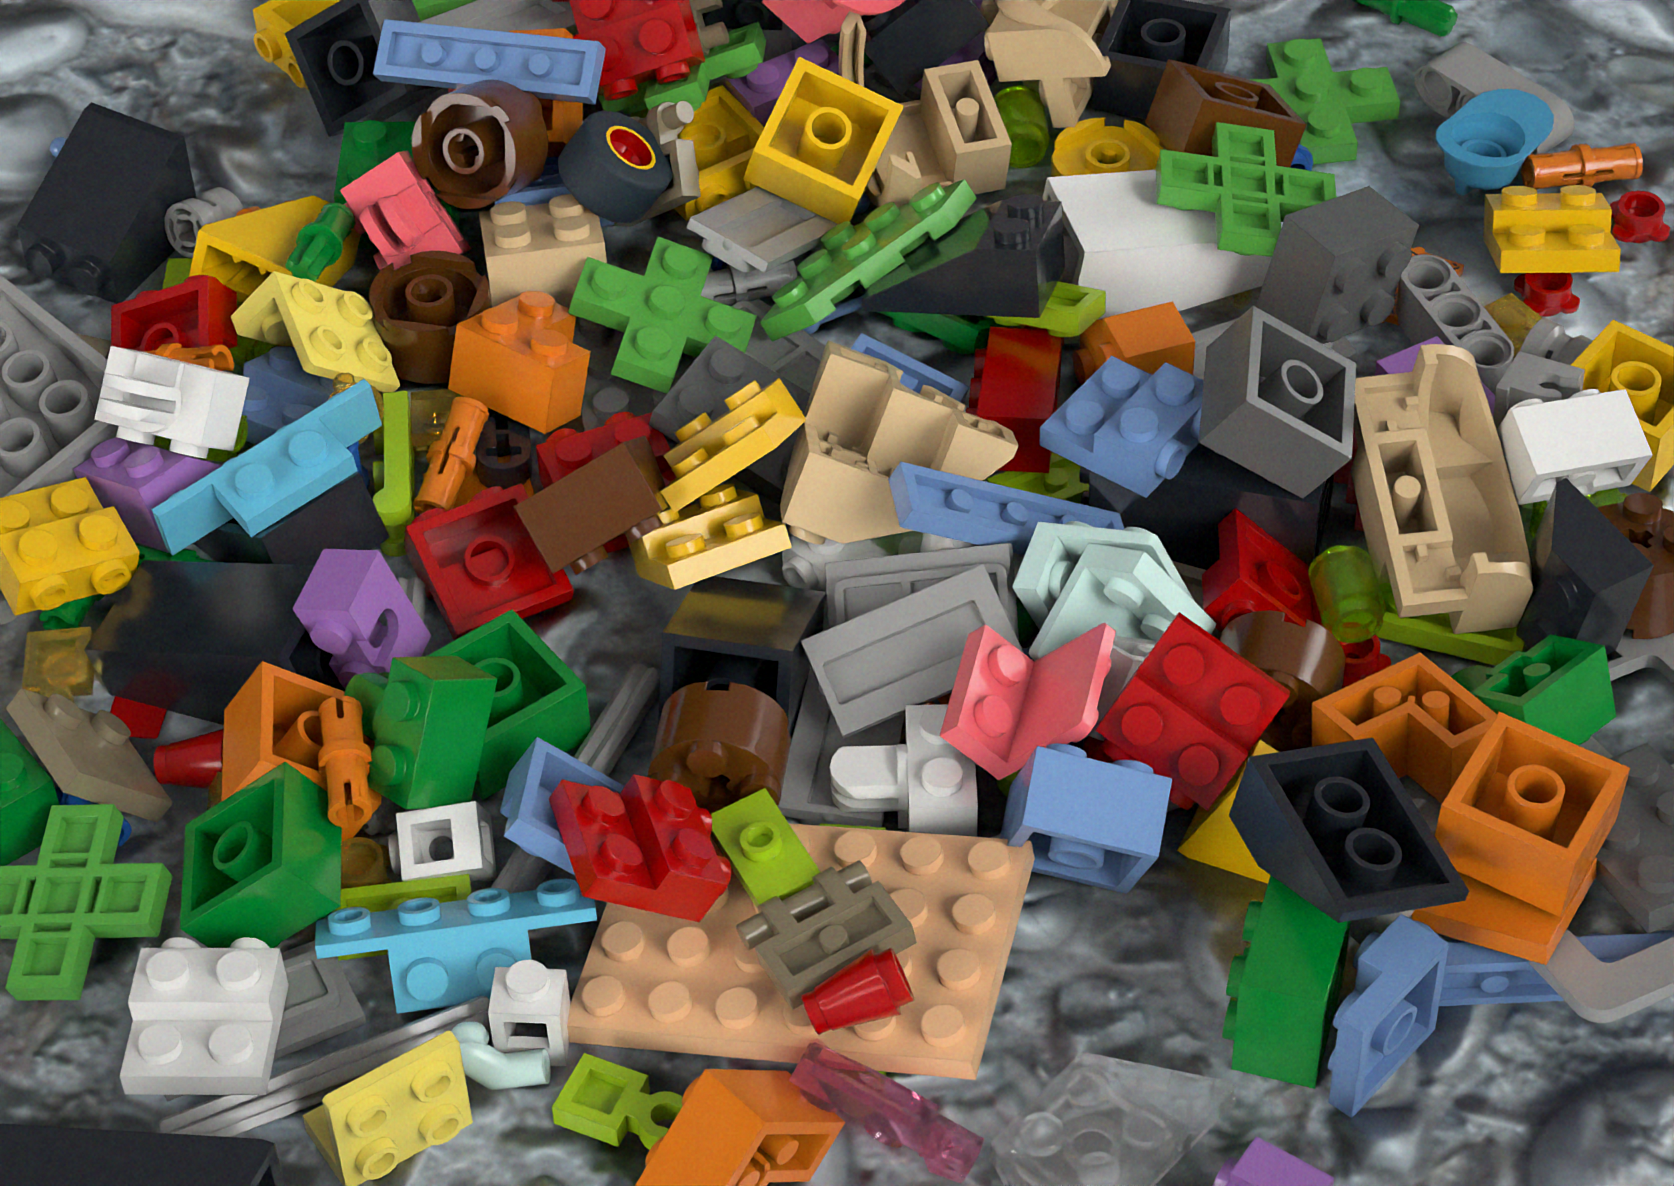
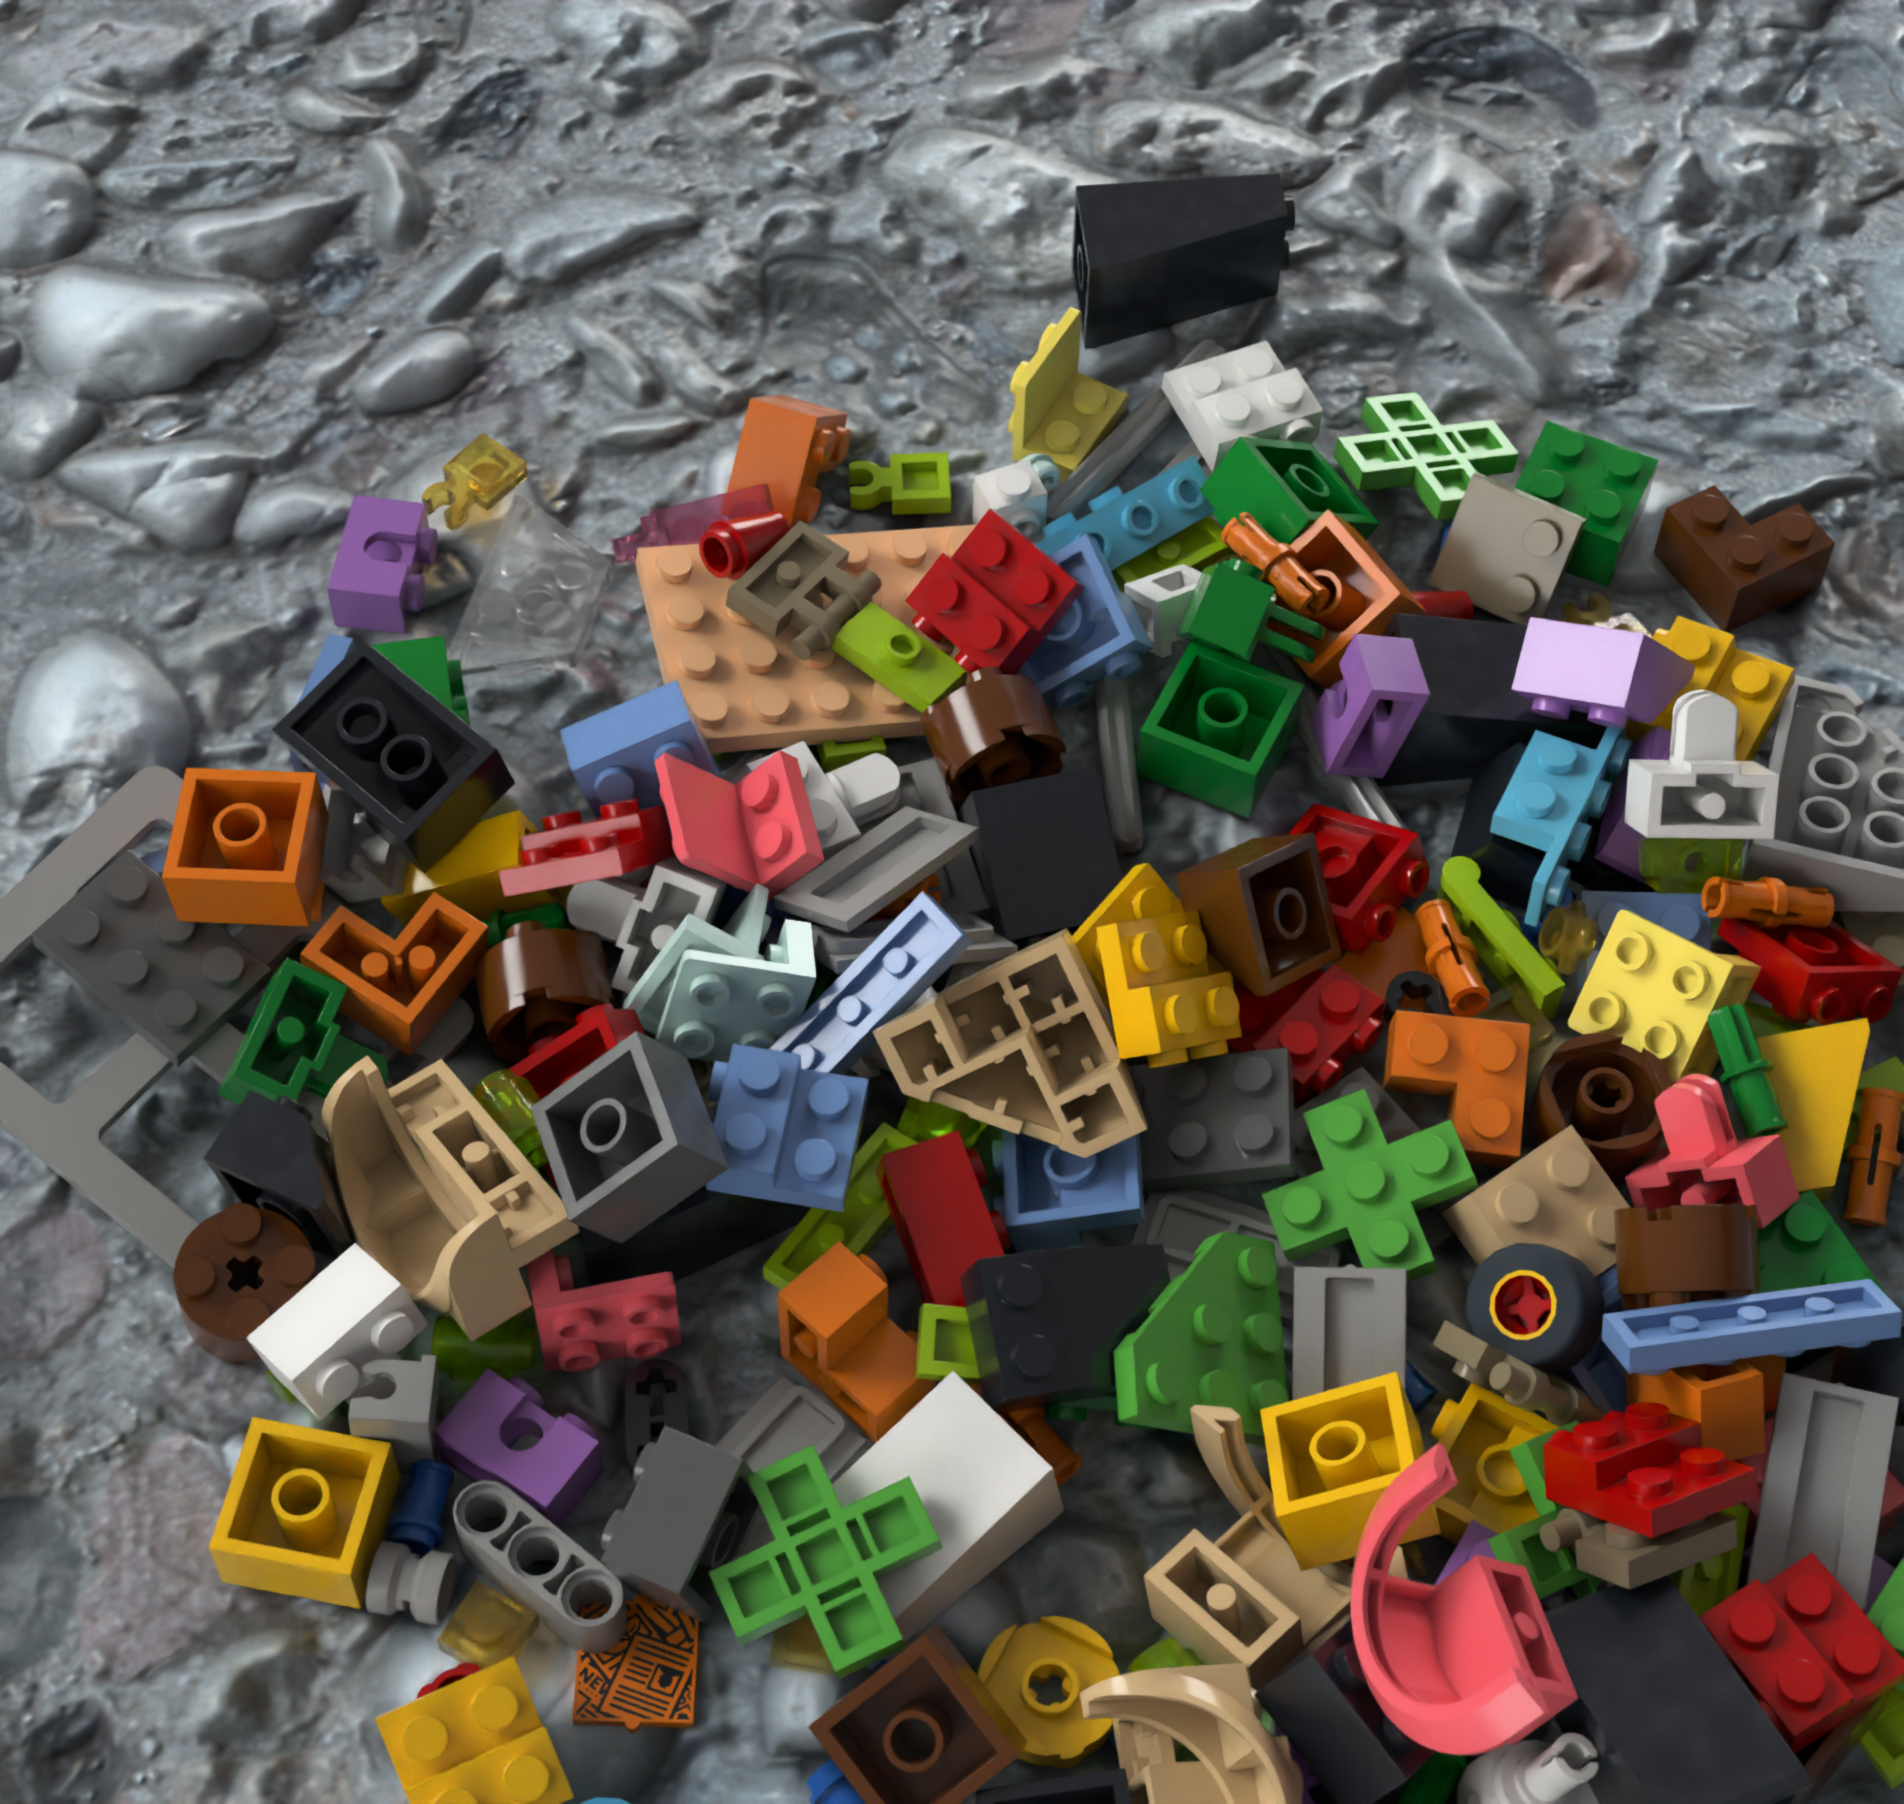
camera: 150 degrees right, 10 degrees up
(150, 525) = (1597, 673): none -> slope

